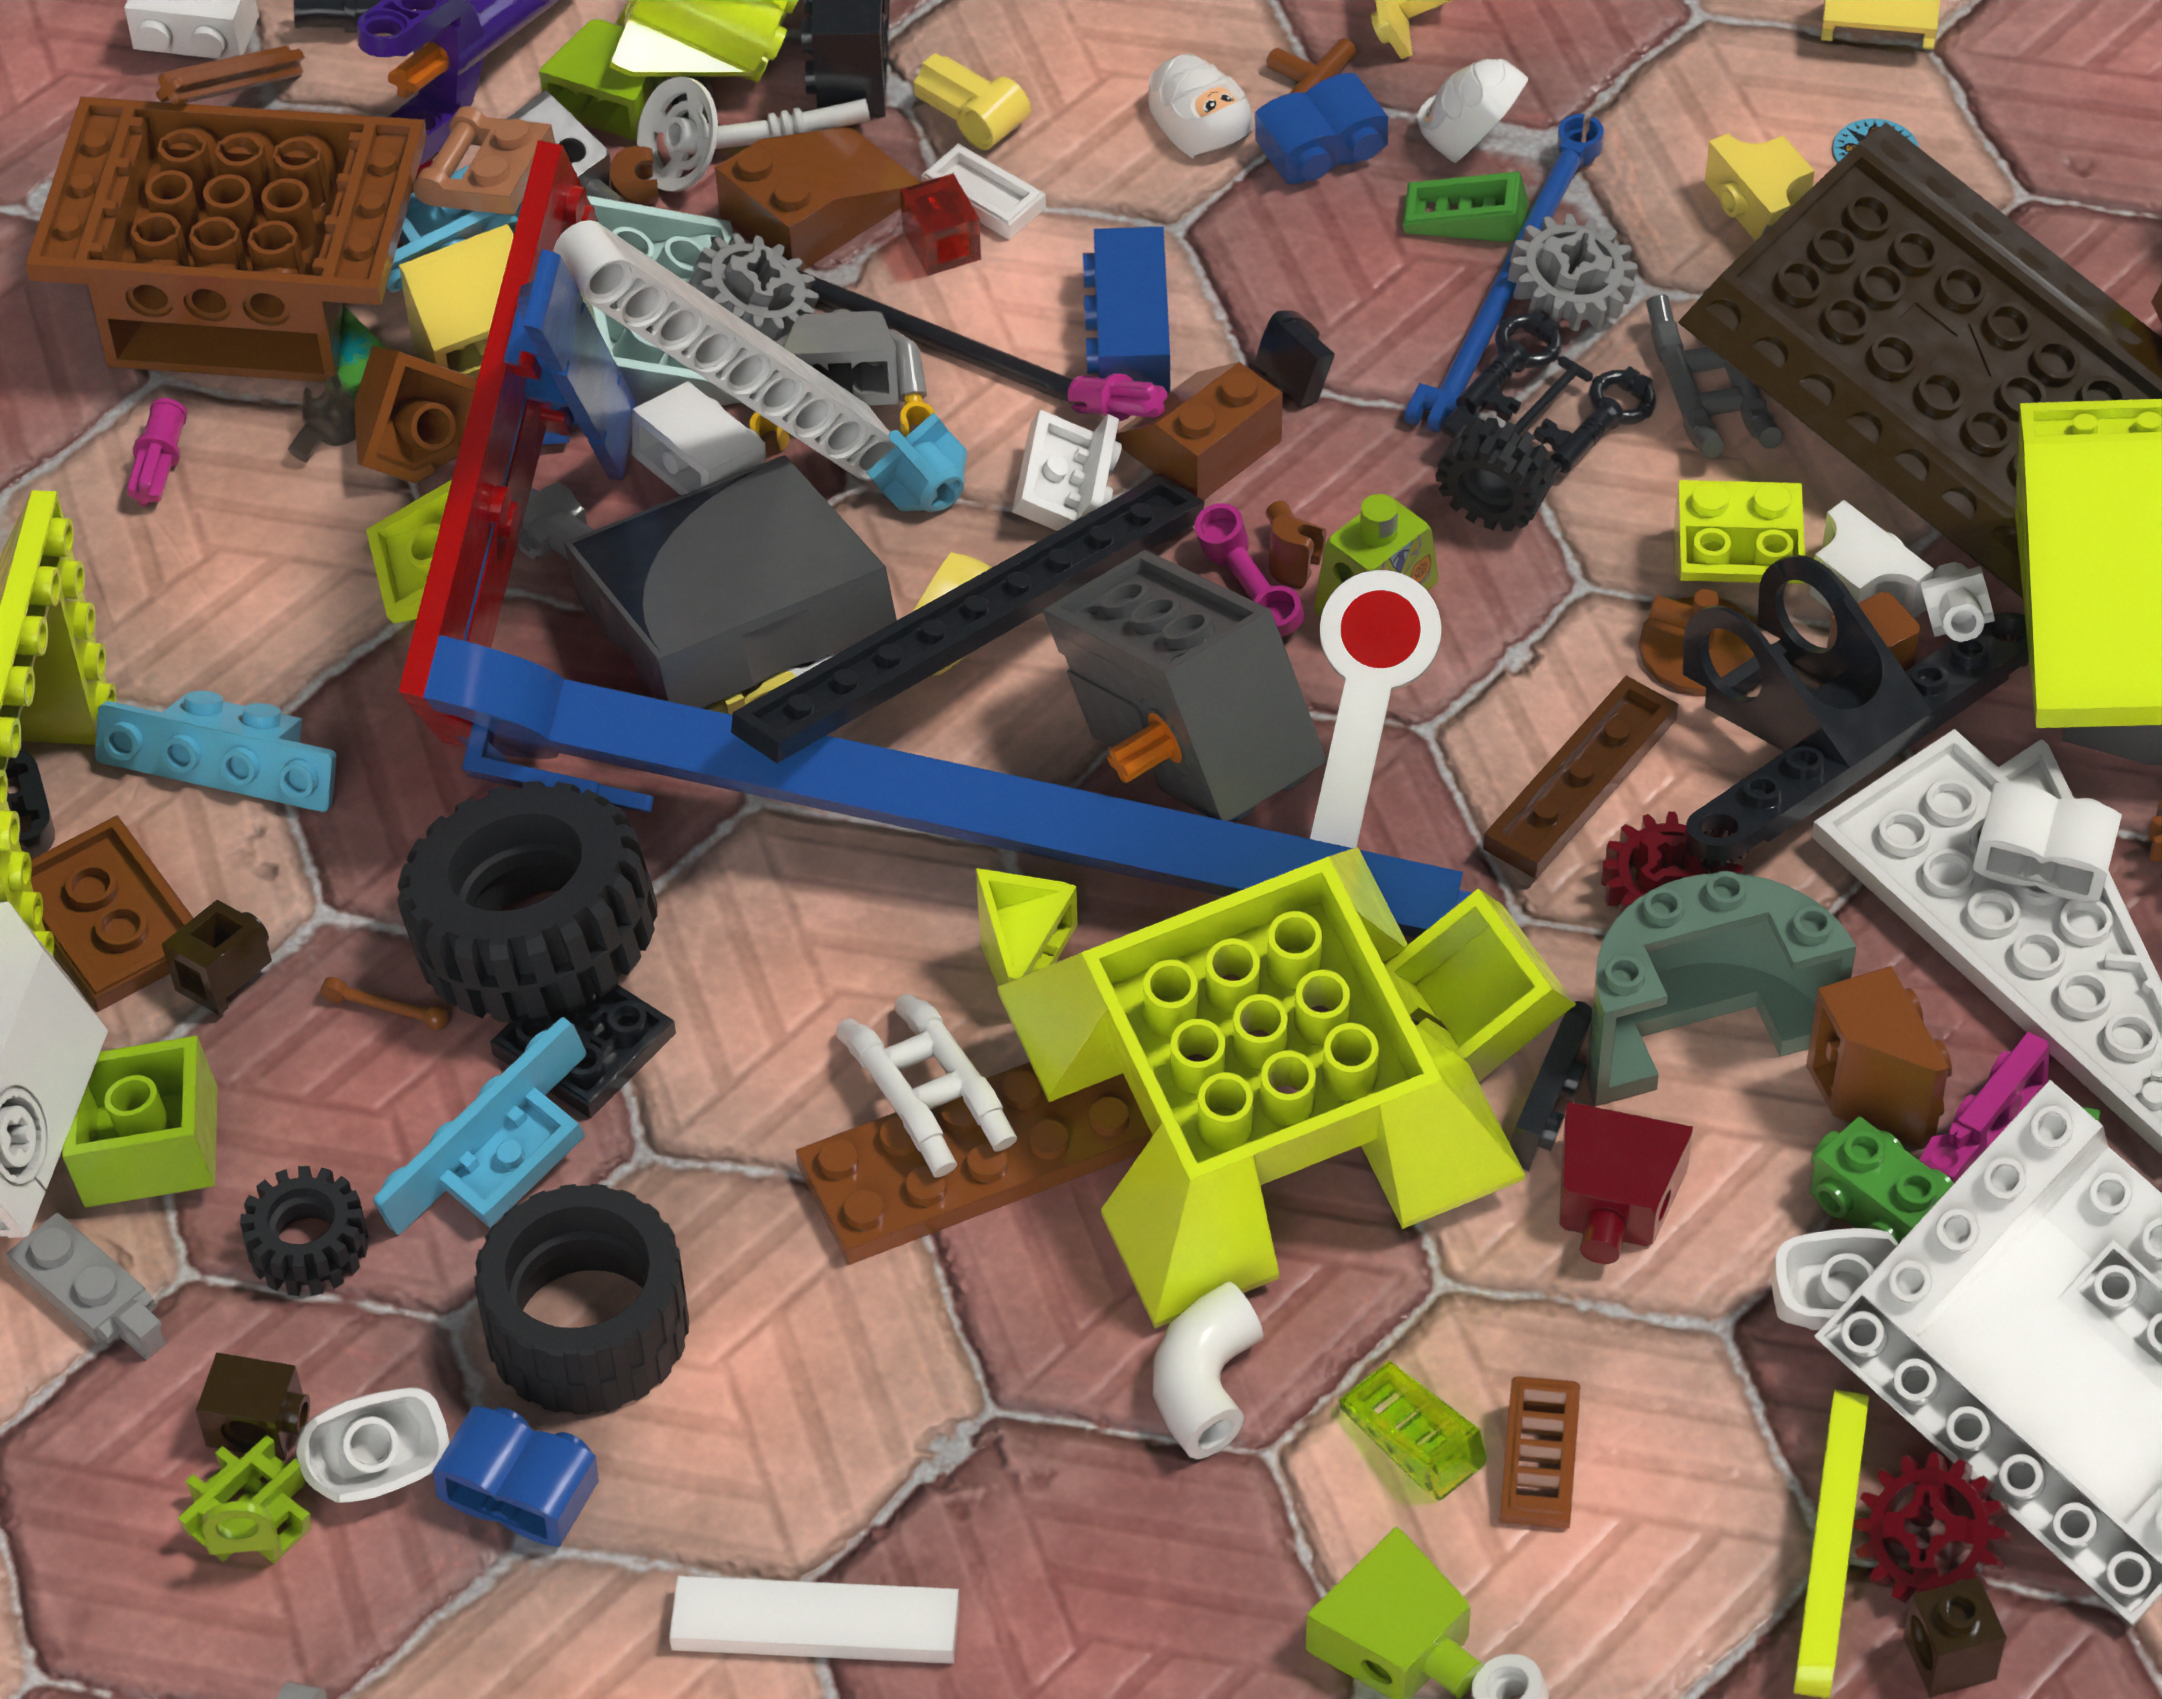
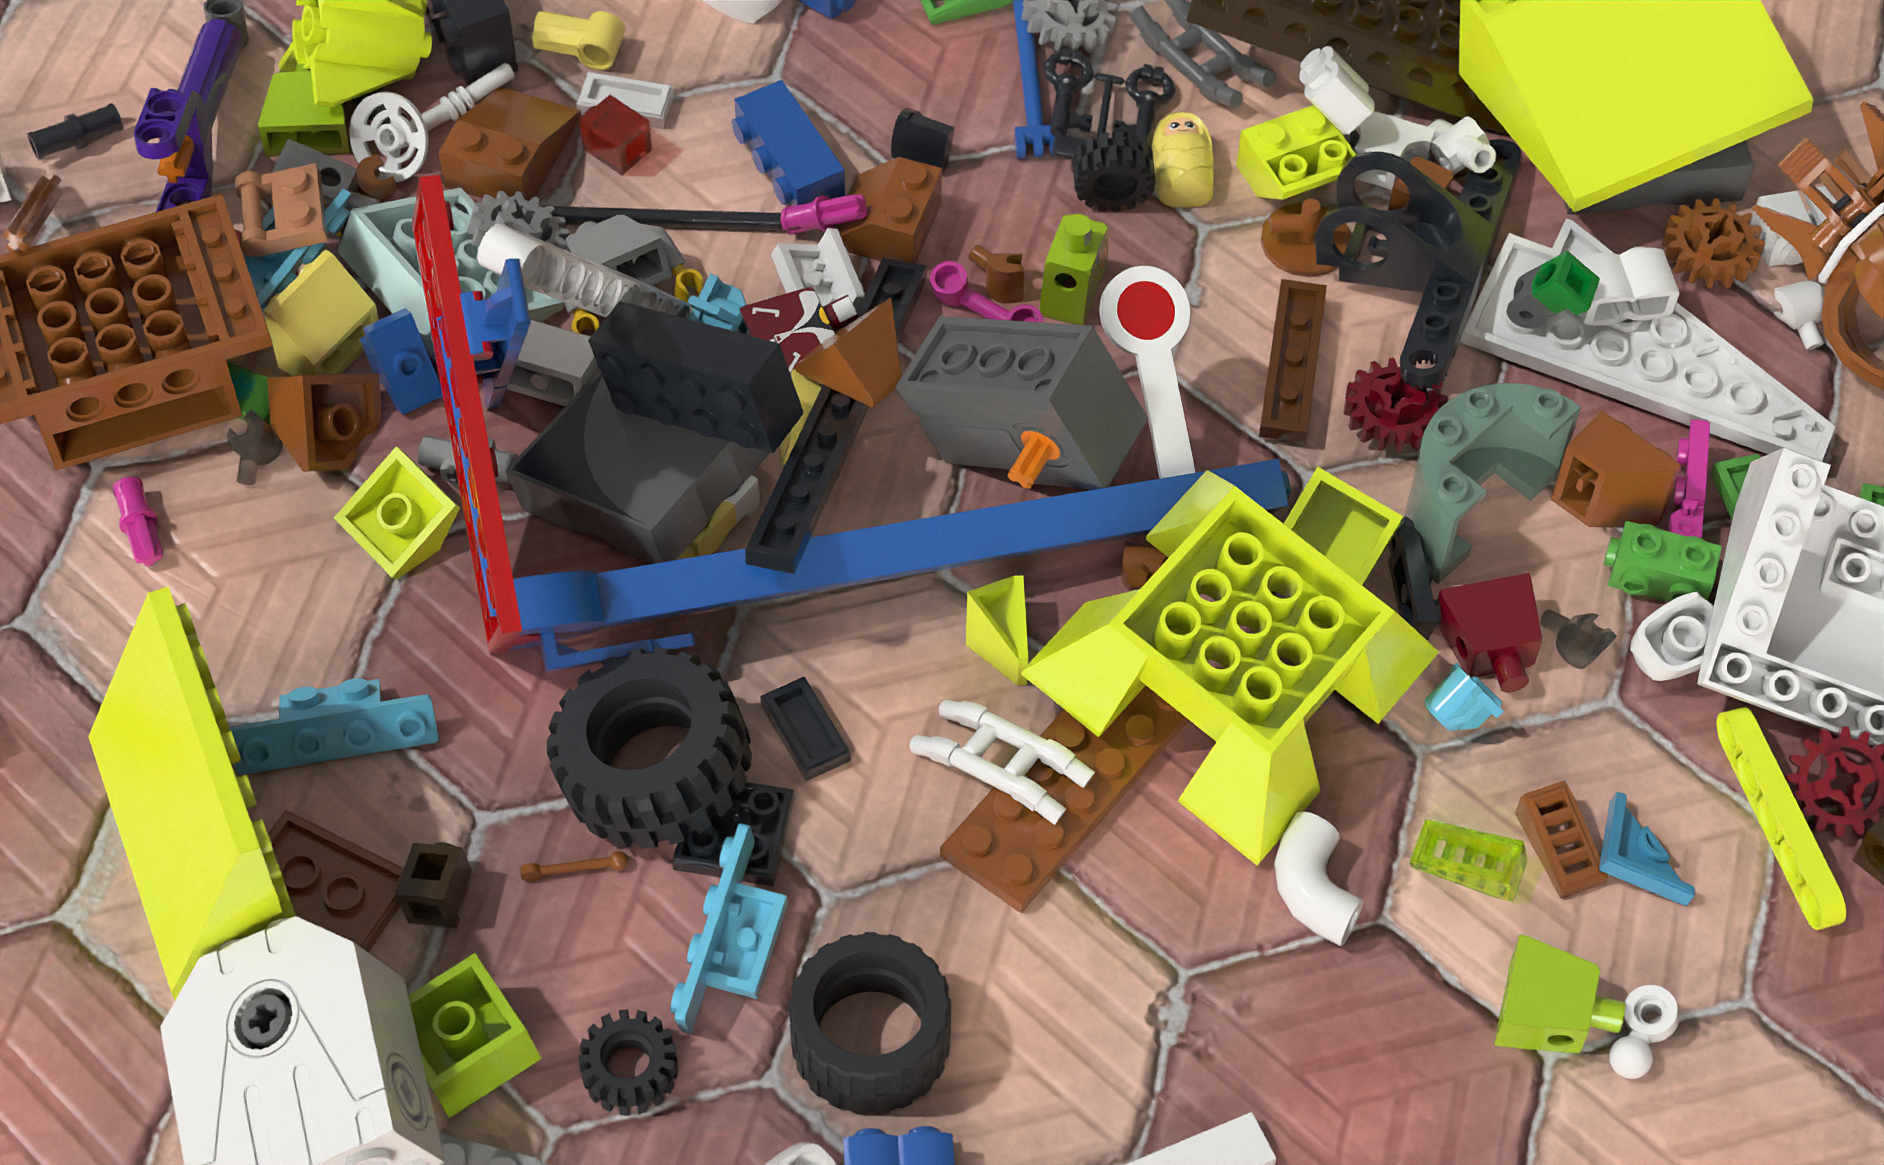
camera: 30 degrees left, 5 degrees up
(733, 961) = (805, 728): none -> black tile
(804, 506) = (697, 376): none -> black brick
(991, 510) = (798, 321): none -> dark red torso
(1025, 563) = (858, 358): none -> dark orange slope
(1520, 1243) = (1462, 701): none -> medium azure piece
(1603, 497) = (1183, 161): none -> light yellow piece
(1623, 1512) = (1638, 856): none -> dark azure tile
(1721, 1232) = (1577, 638): none -> clear smoke piece
(1820, 469) = (1336, 89): none -> white brick
(1941, 803) = (1551, 289): none -> green leg

